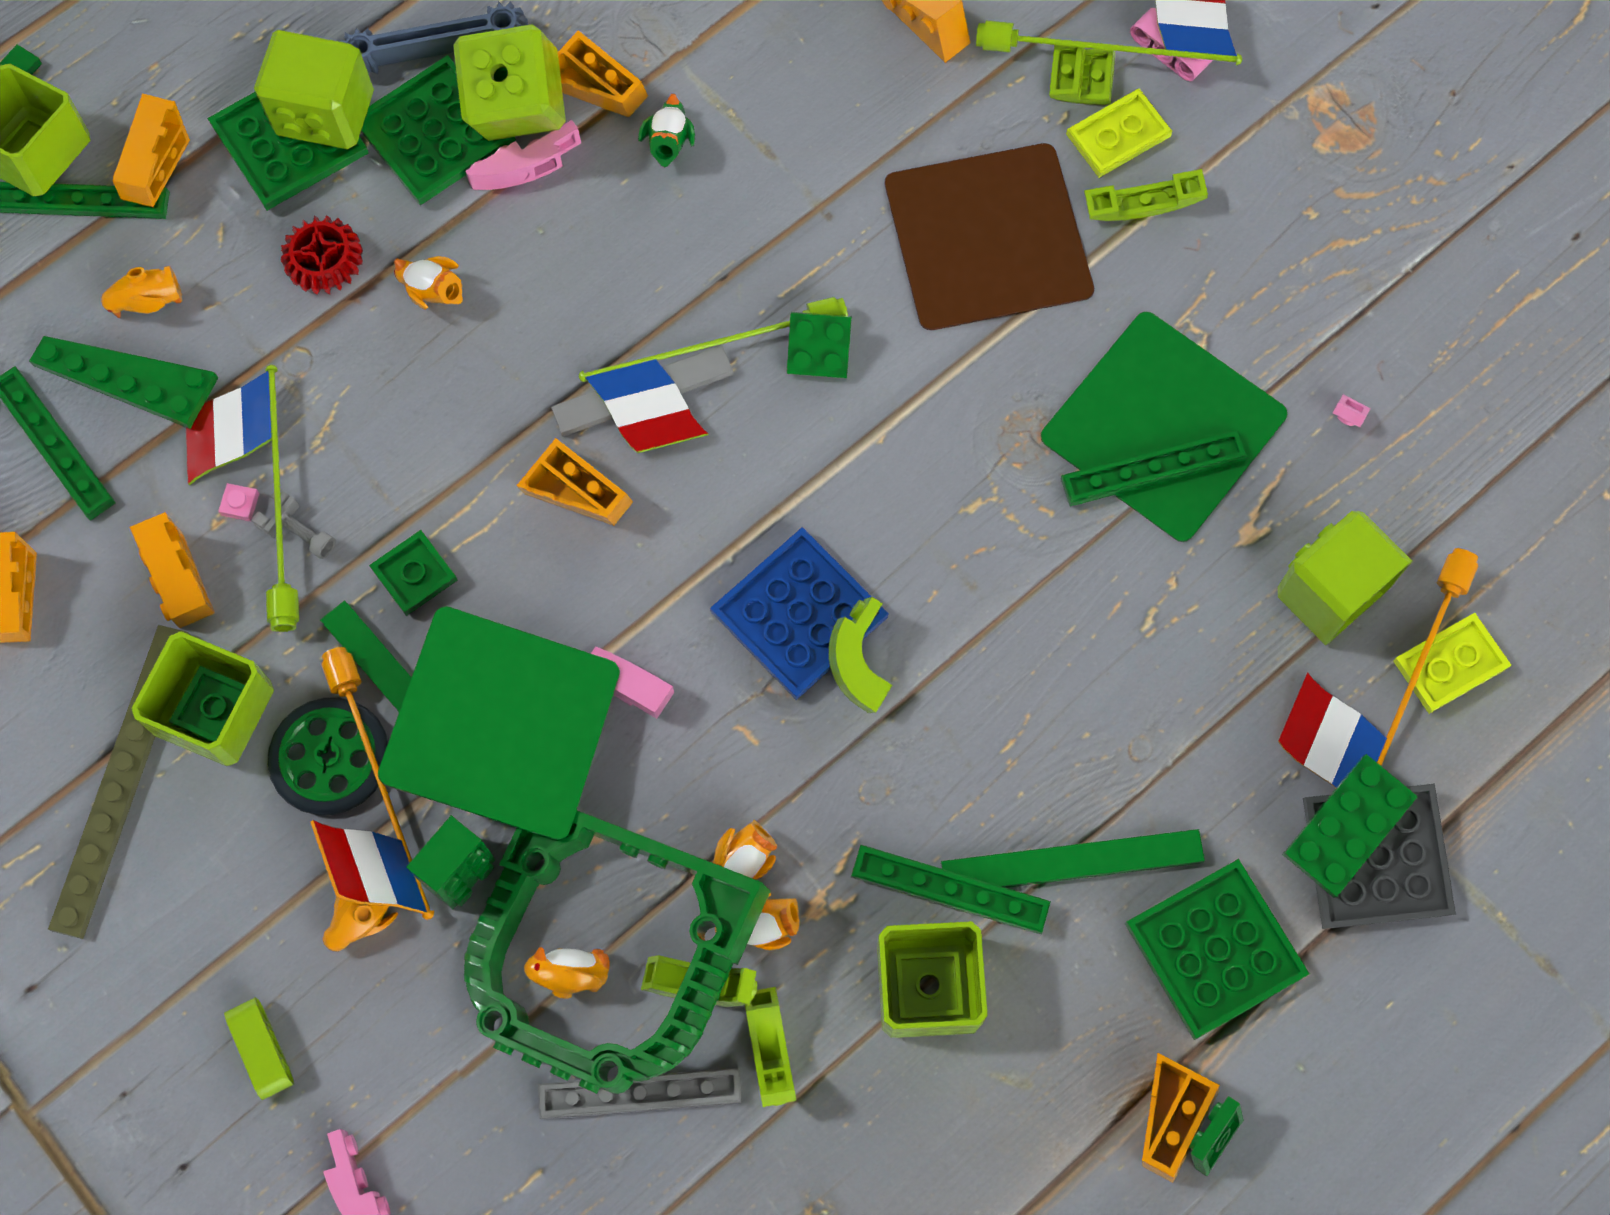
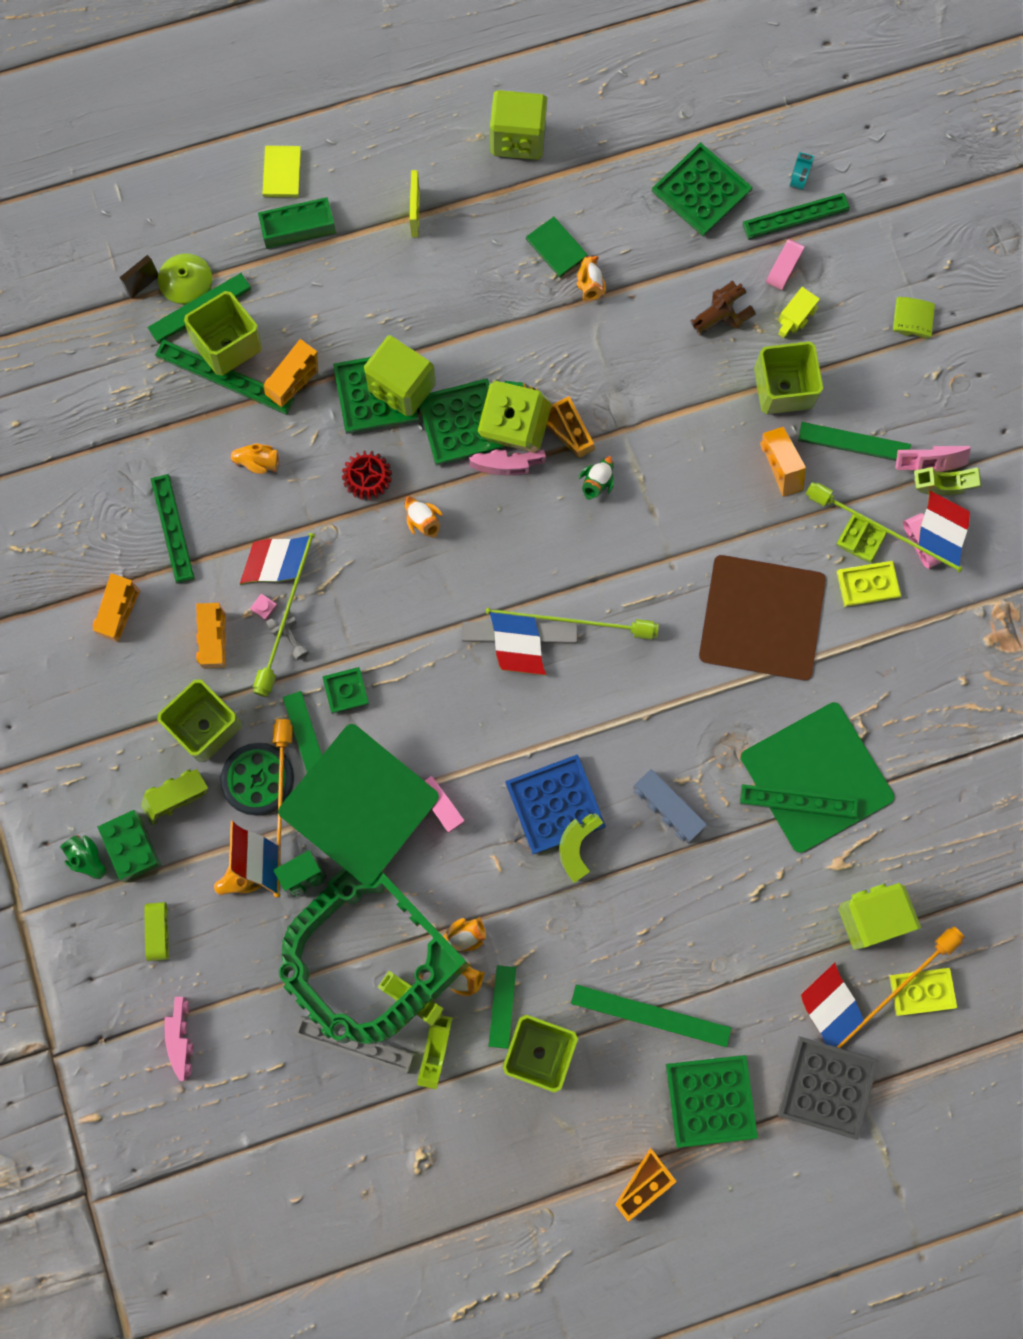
camera: 20 degrees right, 5 degrees up
(96, 980) = (83, 857): none -> green animal
(108, 812) = (129, 754): olive plate -> none
(146, 383) = (239, 515): green wing -> none
(164, 935) = (129, 846): none -> green brick
(204, 829) = (173, 795): none -> lime wedge
(206, 704) = (201, 724): green plate -> none
(429, 39) = (484, 364): sand blue arm -> none
(568, 970) = (341, 960): light orange animal -> none
(574, 484) = (457, 675): light orange wedge -> none
(819, 344) = (632, 647): green plate -> none
(844, 941) = (502, 1007): none -> green tile
(951, 889) = (574, 1003): green tile -> none
(969, 548) = (669, 806): none -> sand blue brick
(1146, 200) = (866, 633): lime slope -> none
(1210, 1145) = (670, 1203): green plate -> none
(1350, 411) = (931, 815): bright pink plate -> none
(1350, 825) = (818, 1064): green plate -> none

